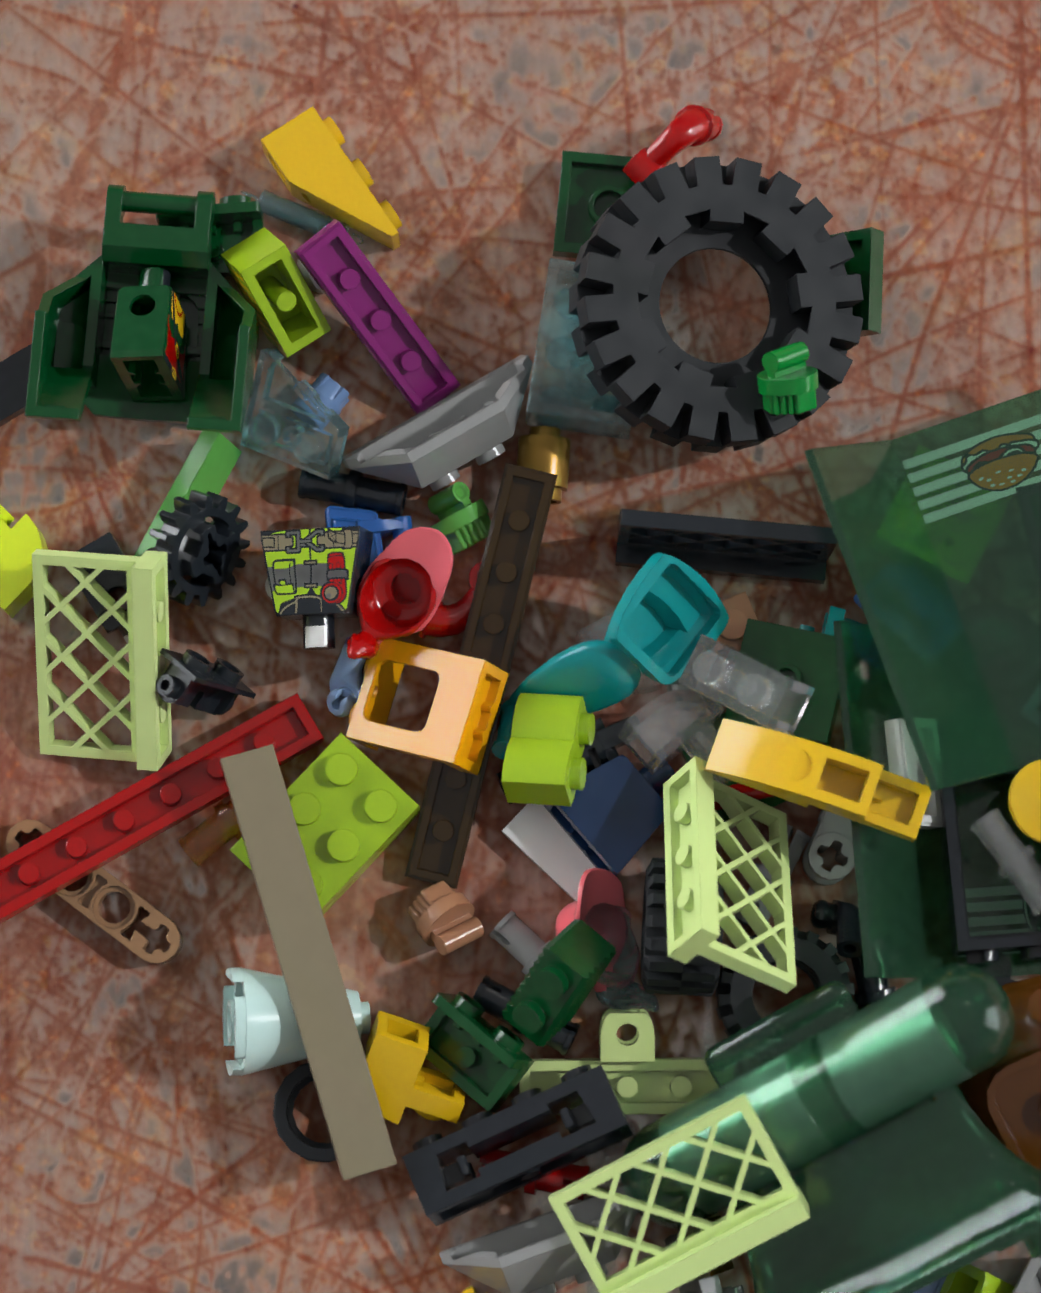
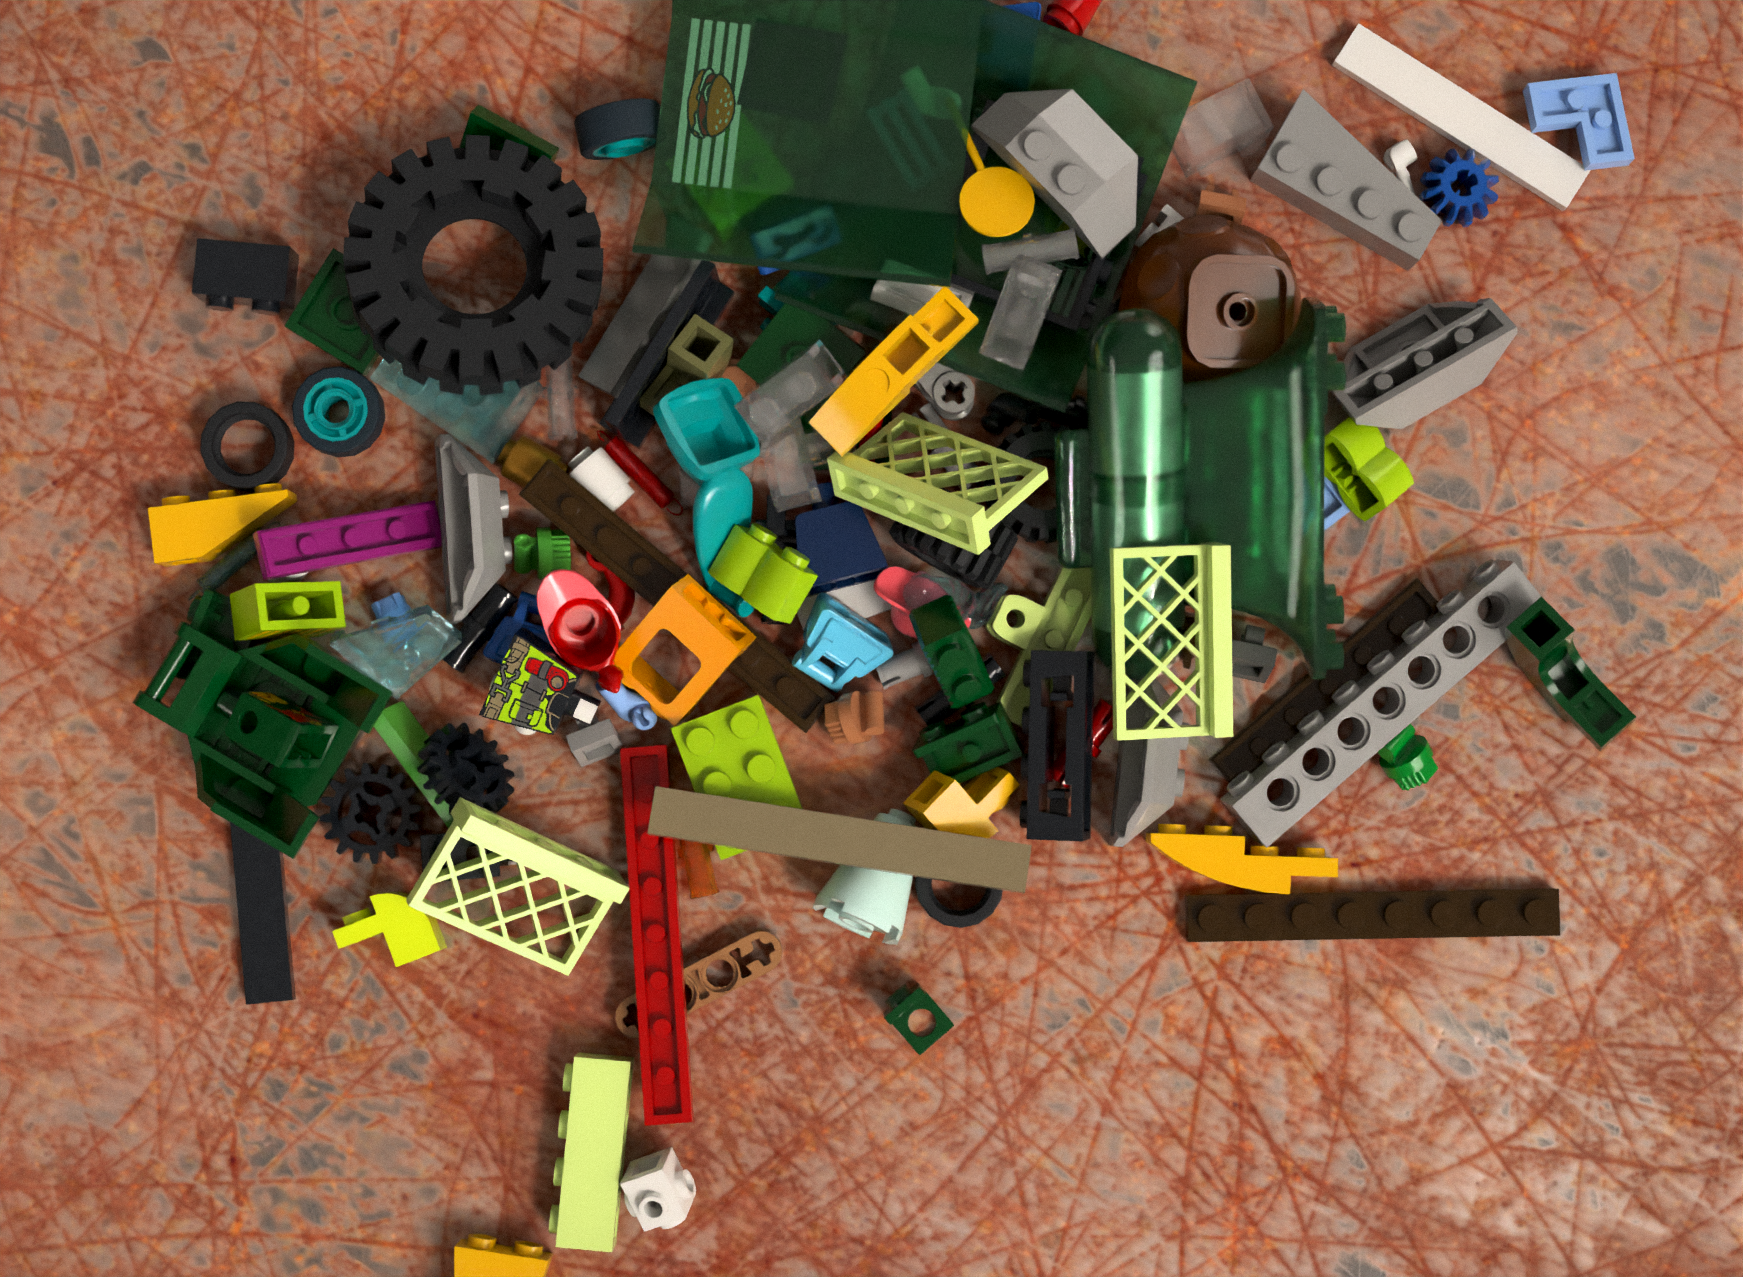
camera: 70 degrees left, 5 degrees up
(124, 458) = (360, 795): none -> black gear
(171, 1114) = (903, 1004): none -> dark green bracket
(200, 683) = (575, 820): black hinge -> none
(291, 663) = (594, 741): none -> light grey tile
(424, 135) = (222, 421): none -> black tyre
(498, 218) = (320, 393): none -> wheel
(519, 869) = (844, 639): none -> medium azure piece
(565, 539) = (601, 477): none -> white brick
(590, 575) = (639, 472): none -> red piece
(594, 88) = (245, 275): none -> black brick
(628, 458) = (560, 397): none -> clear pin
(690, 127) = (317, 214): red piece -> none
(735, 569) = (694, 355): none -> olive brick
(739, 496) = (637, 322): none -> light grey tile
(787, 382) = (567, 238): green piece -> none
(930, 381) = (618, 128): none -> black wheel
(946, 880) = (1020, 311): none -> clear brick

